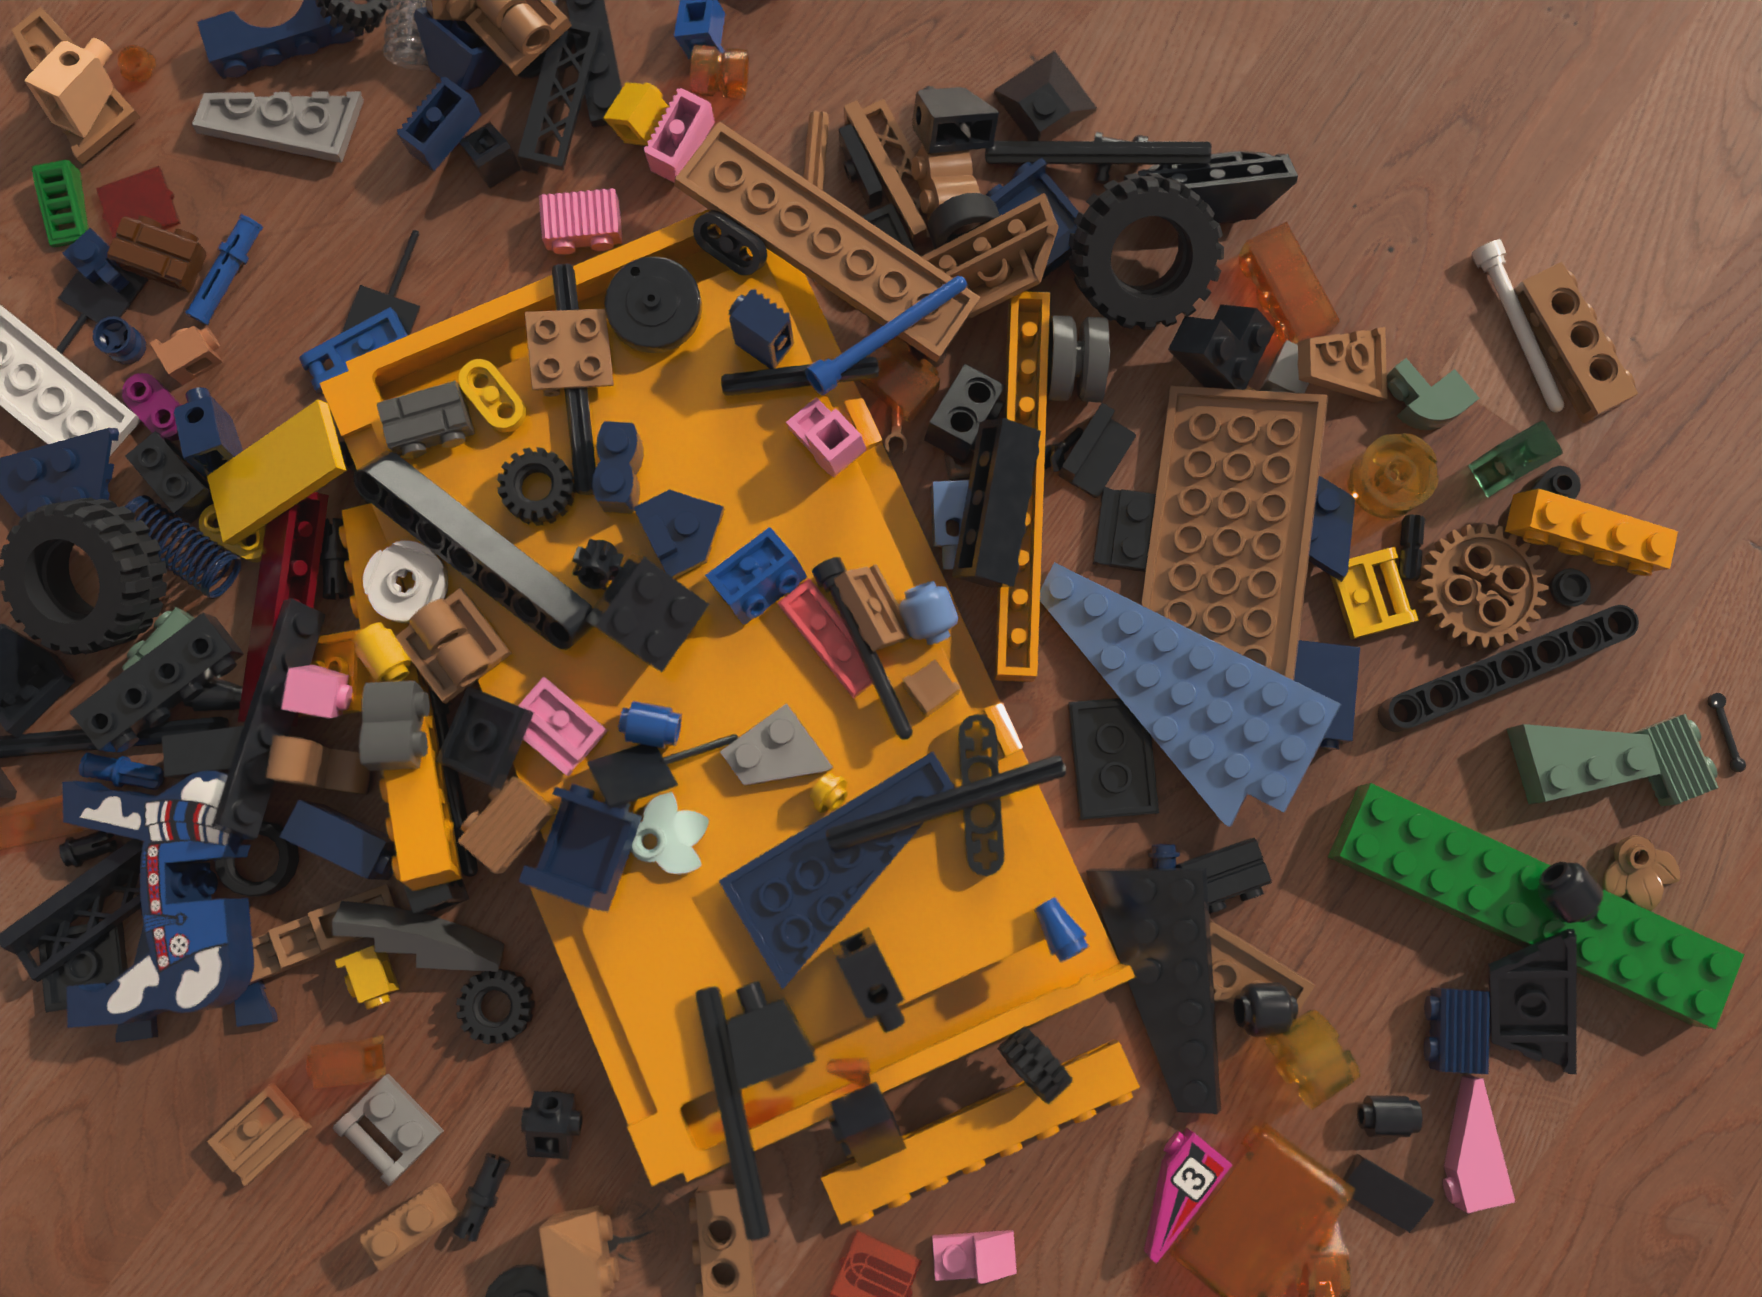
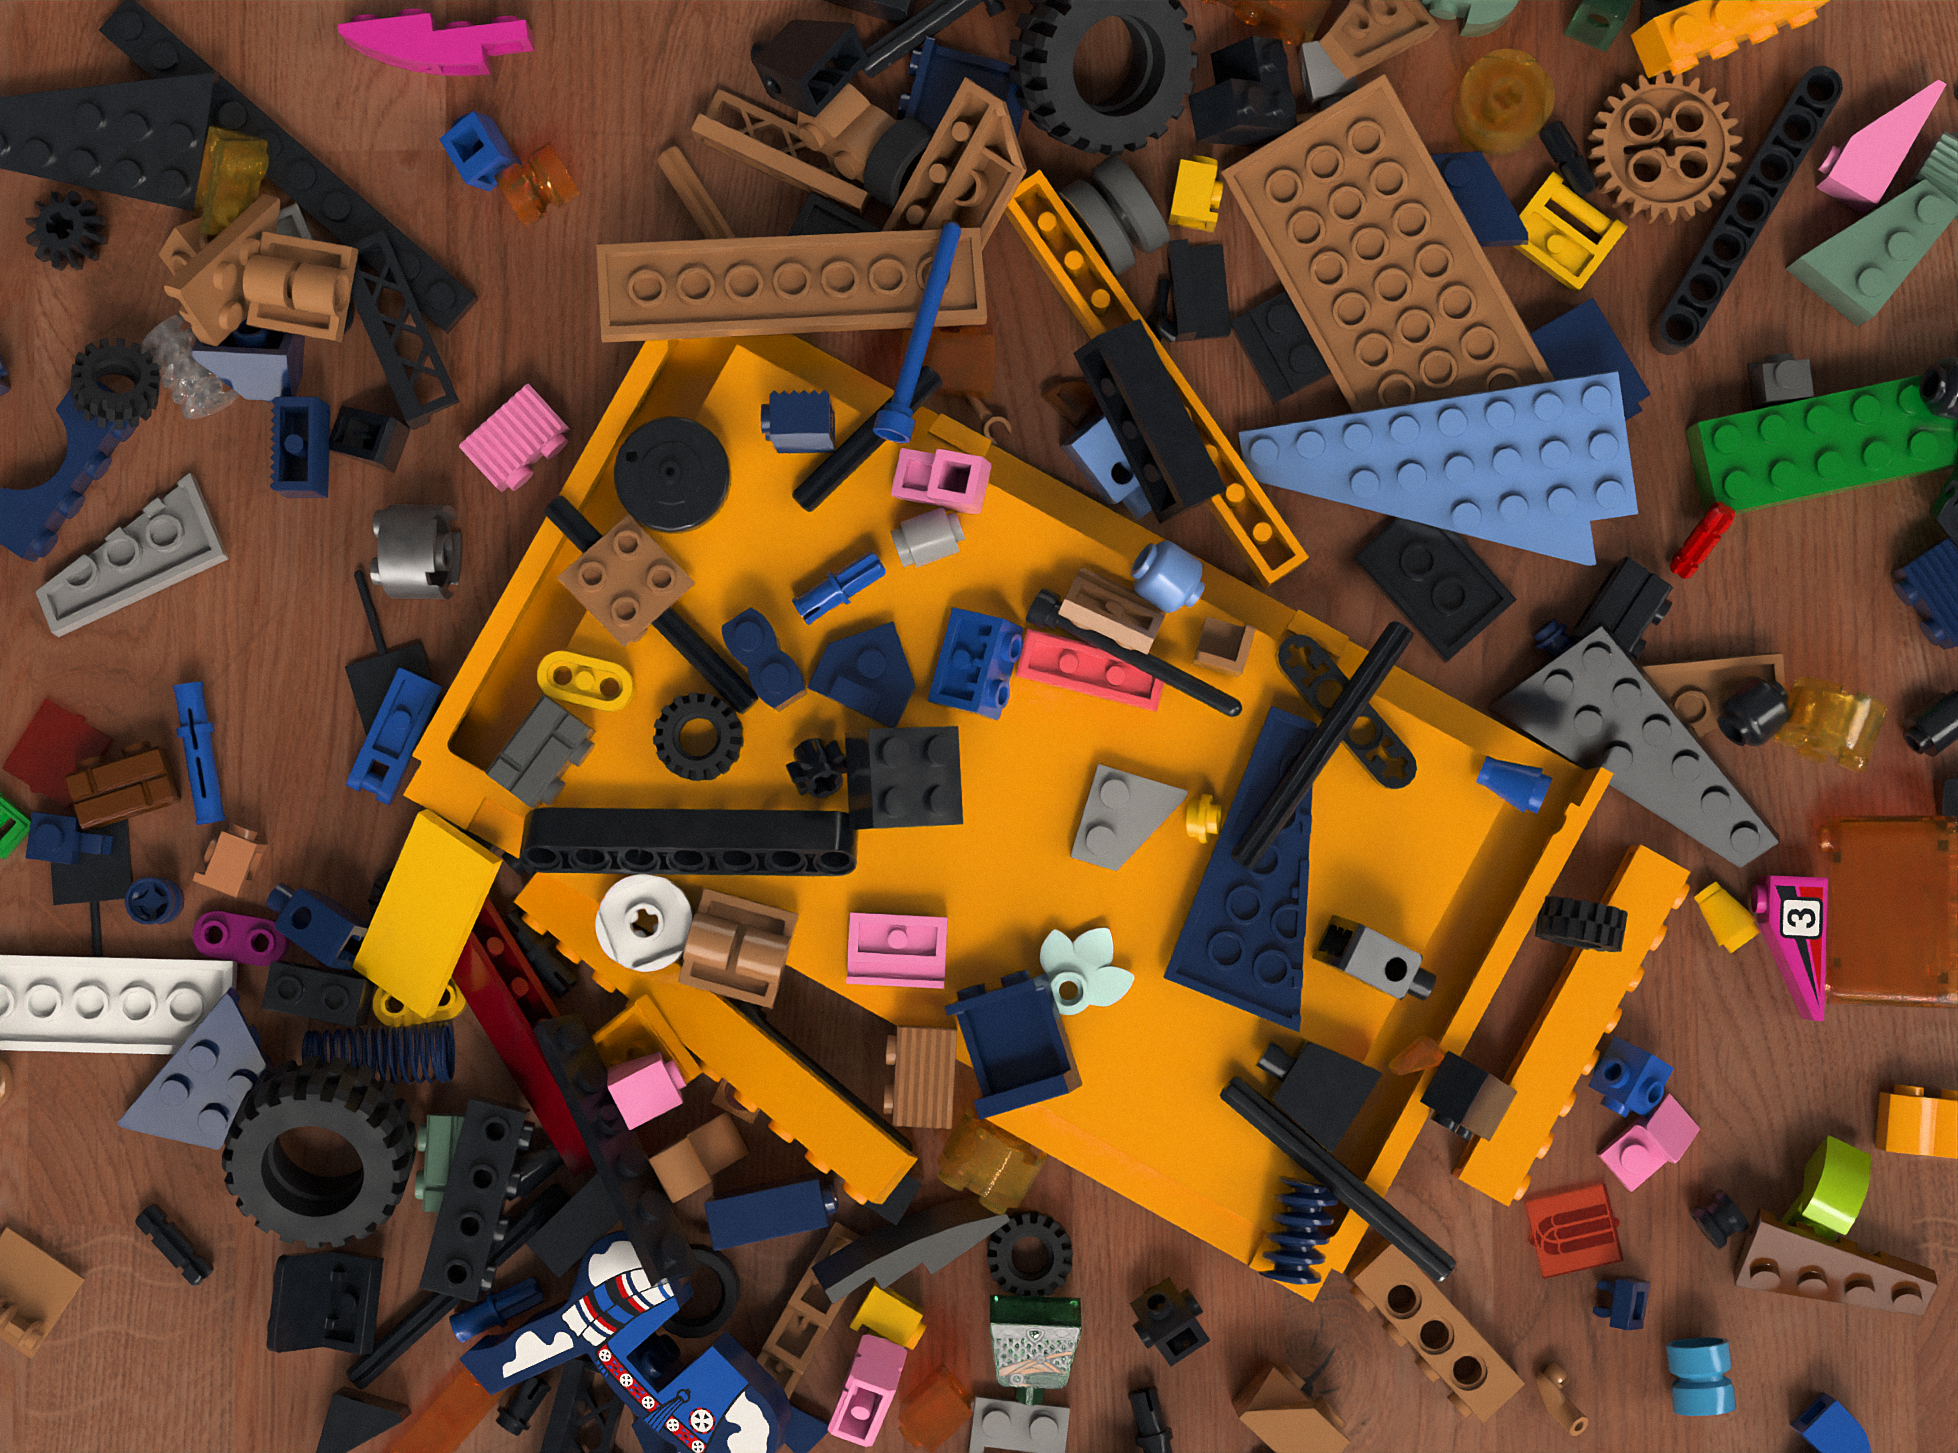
camera: 30 degrees left, 5 degrees up
(312, 1012) = (867, 1390): none -> bright pink brick
(382, 654) = (679, 1007): yellow brick -> none
(393, 725) = (745, 1065): dark grey brick -> none
(447, 1066) = (1034, 1342): none -> torso
(459, 242) = (416, 551): none -> flat silver brick
(484, 737) = (839, 1011): black tile -> none
(511, 923) = (989, 1163): none -> clear yellow brick
(636, 112) = (489, 288): yellow brick -> none
(641, 771) = (1012, 931): black piece -> none
(650, 724) = (986, 881): blue brick -> none
(676, 1129) = (1299, 1232): none -> dark blue piece
(679, 134) = (549, 281): bright pink brick -> none
(705, 457) = (839, 587): none -> blue axle
(731, 244) = (700, 358): black plate -> none
(788, 468) = (927, 537): none -> light grey brick
(859, 167) = (749, 178): black plate -> none
(961, 411) = (1038, 350): black brick -> none
(991, 1200) = (1630, 1079): none -> blue brick
(1142, 388) = (1195, 194): none -> yellow brick
(1142, 1139) = (1726, 917): none -> yellow cone
(1315, 866) = (1702, 540): none -> red axle
(1449, 798) = (1779, 380): none -> dark grey brick
(1570, 587) = (1748, 84): black plate -> none
(1622, 694) = (1870, 158): none -> bright pink slope

